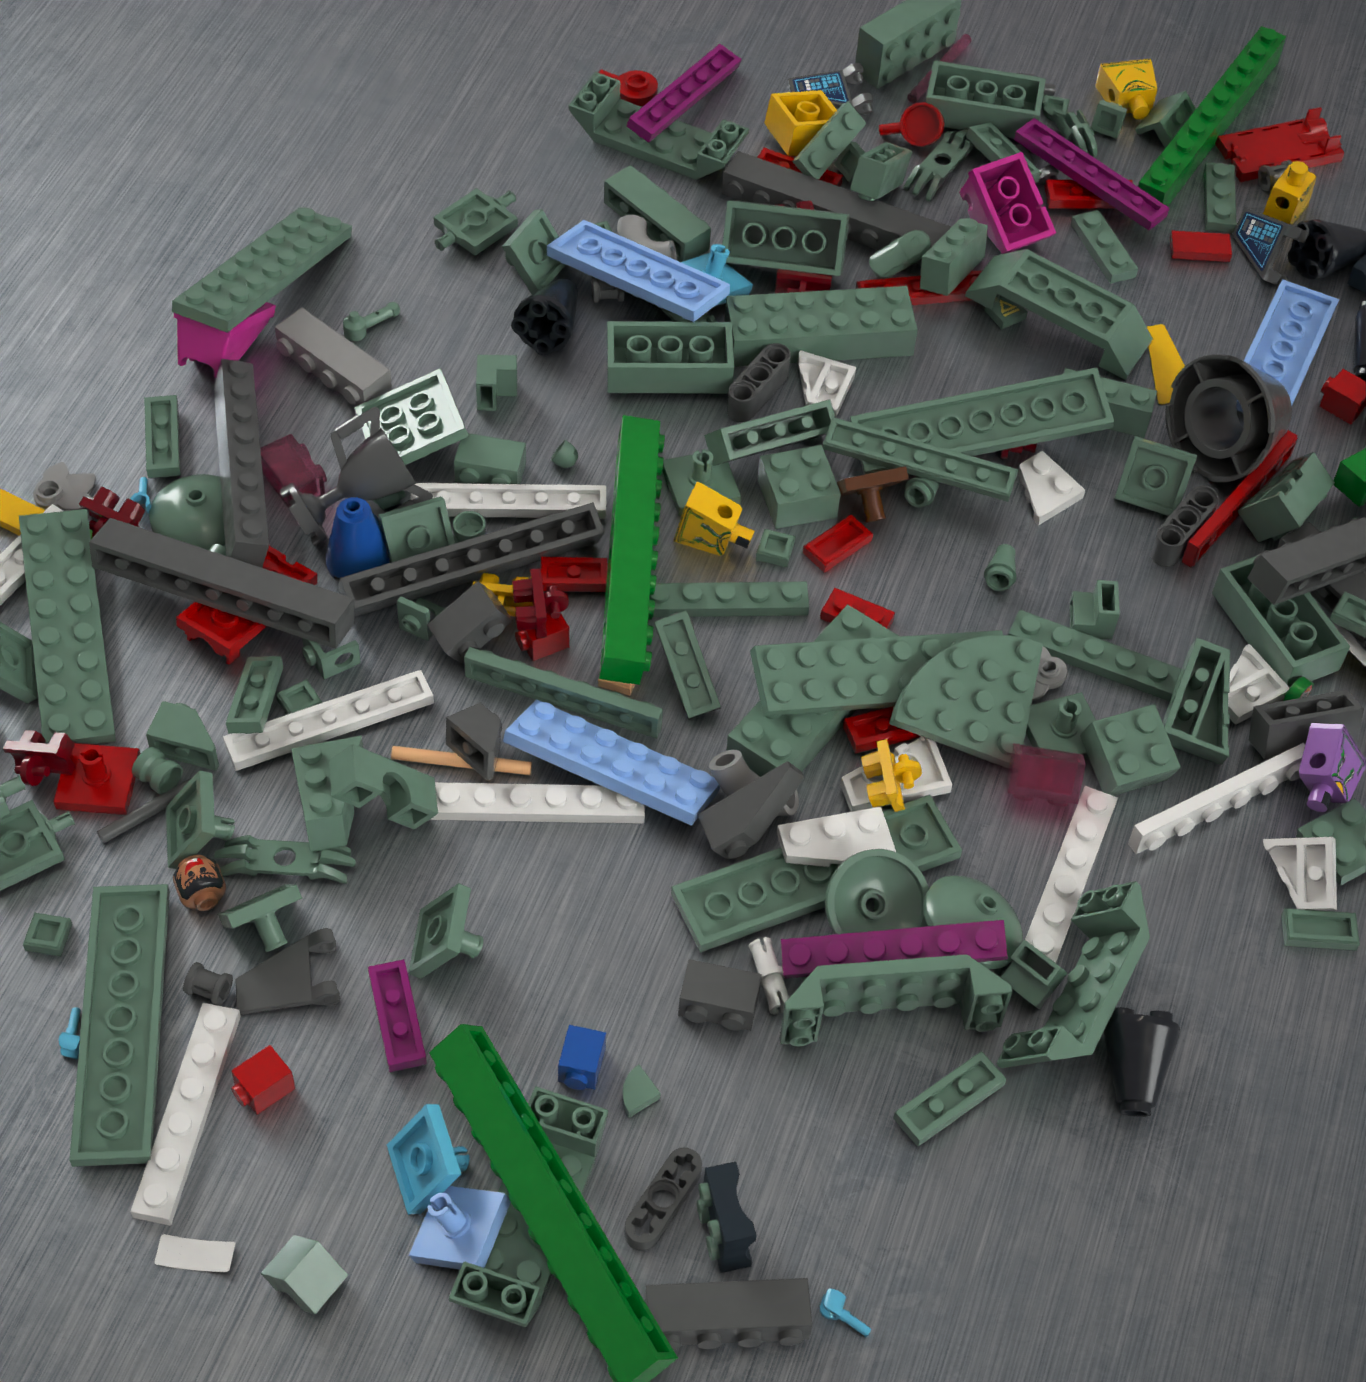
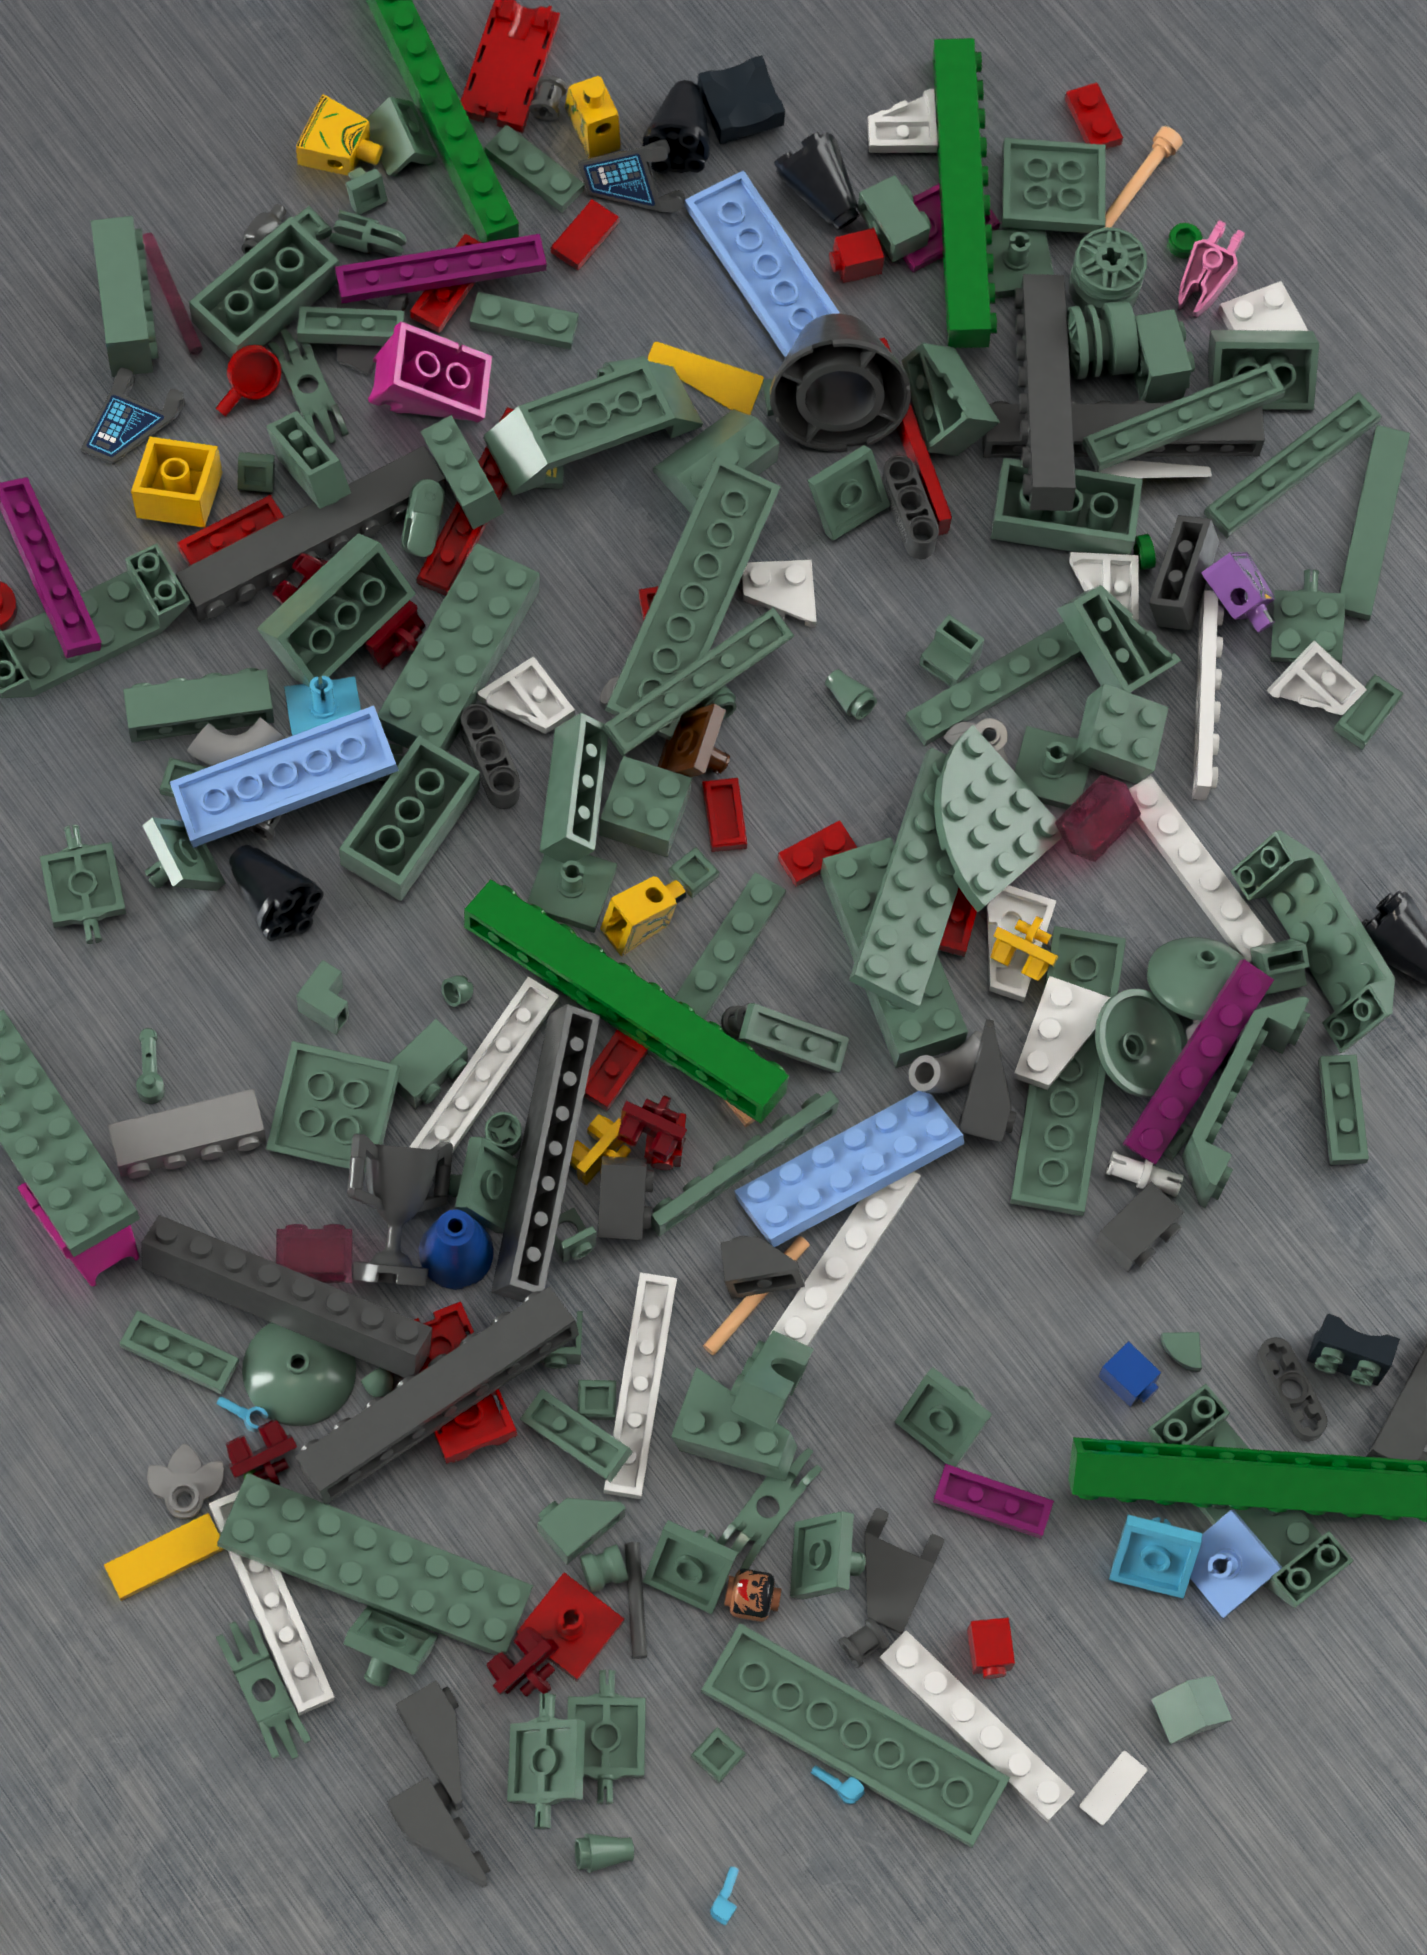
camera: 60 degrees left, 15 degrees up
(829, 141) = (234, 480): sand green plate -> none

